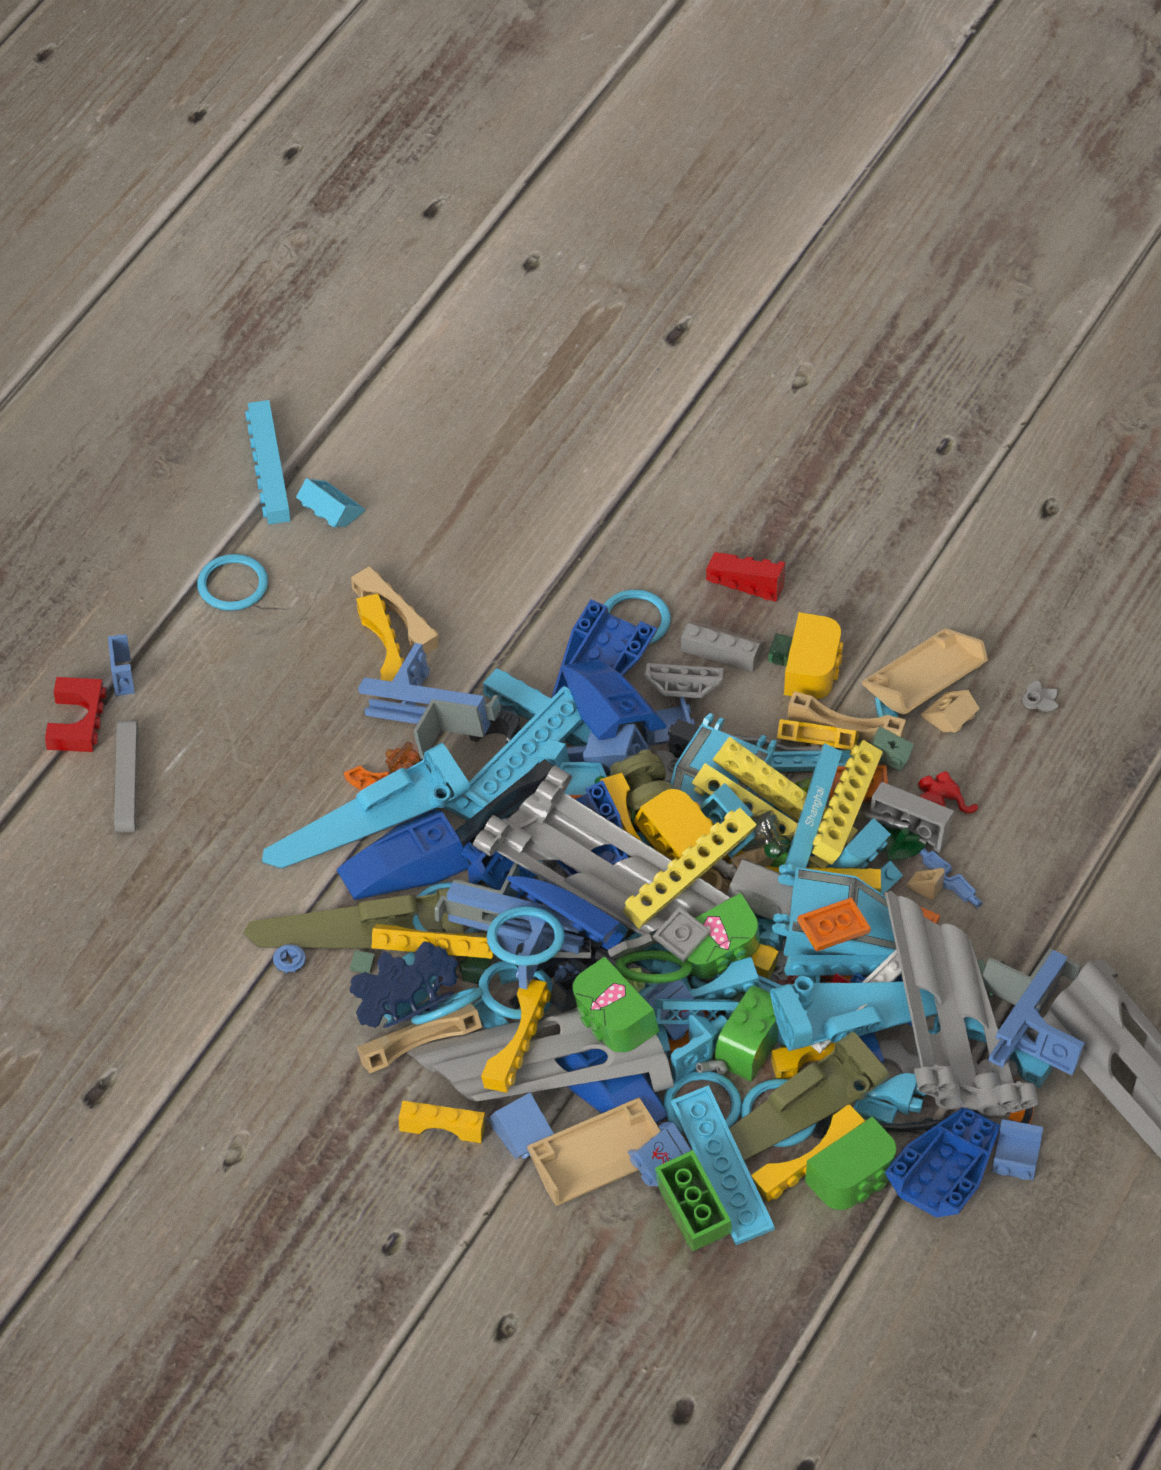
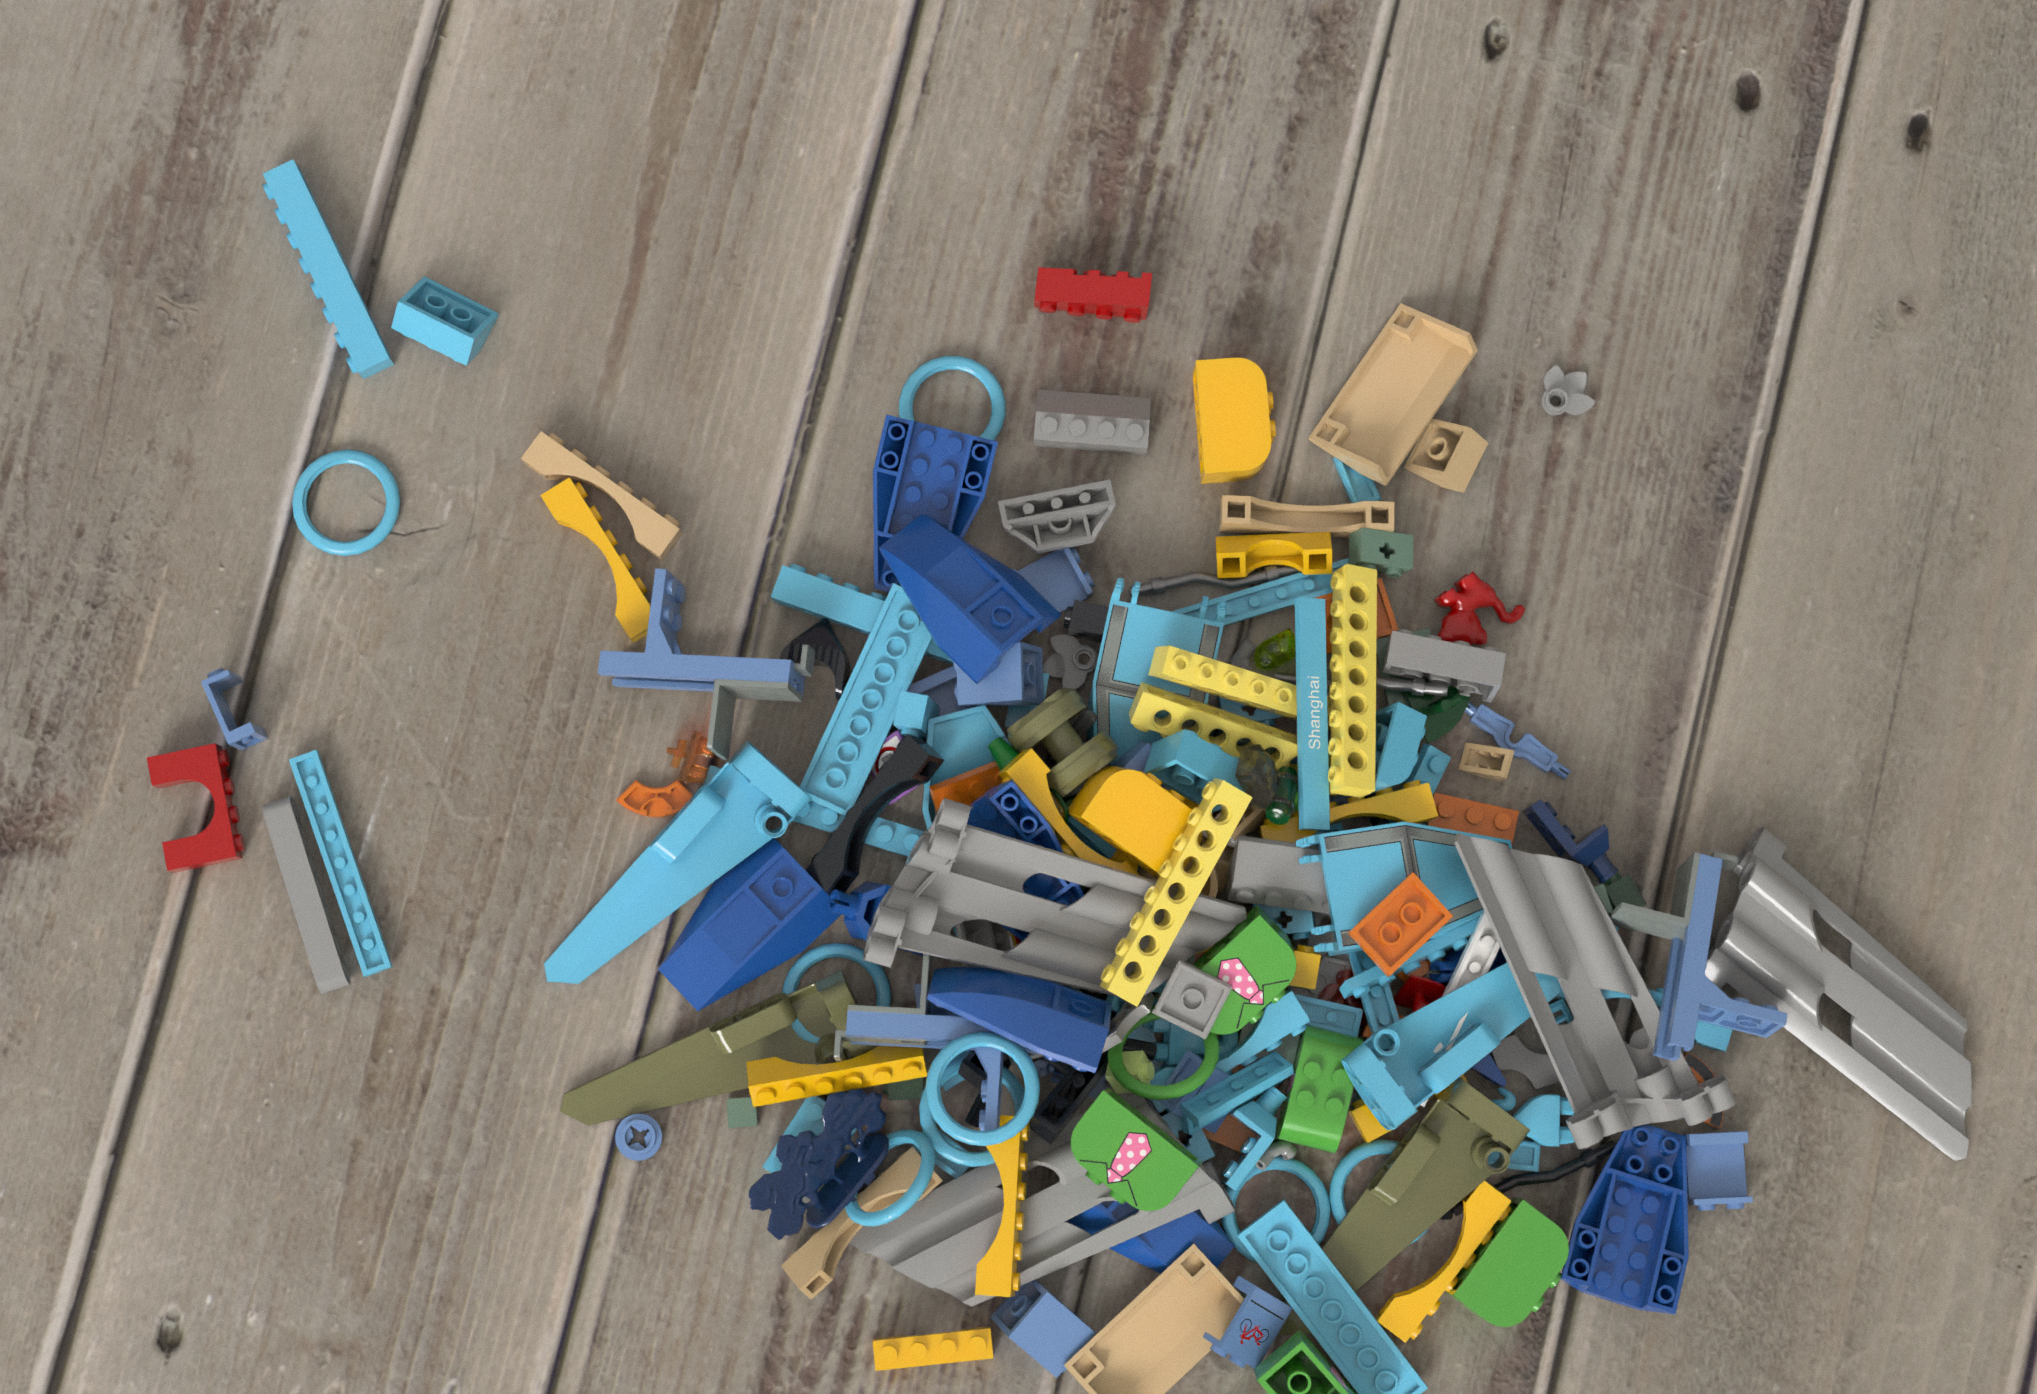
camera: 20 degrees left, 30 degrees up
(154, 766) = (340, 863): none -> medium azure plate
(780, 649) = (1178, 413): clear green brick -> none
(979, 934) = (1587, 851): none -> dark blue plate

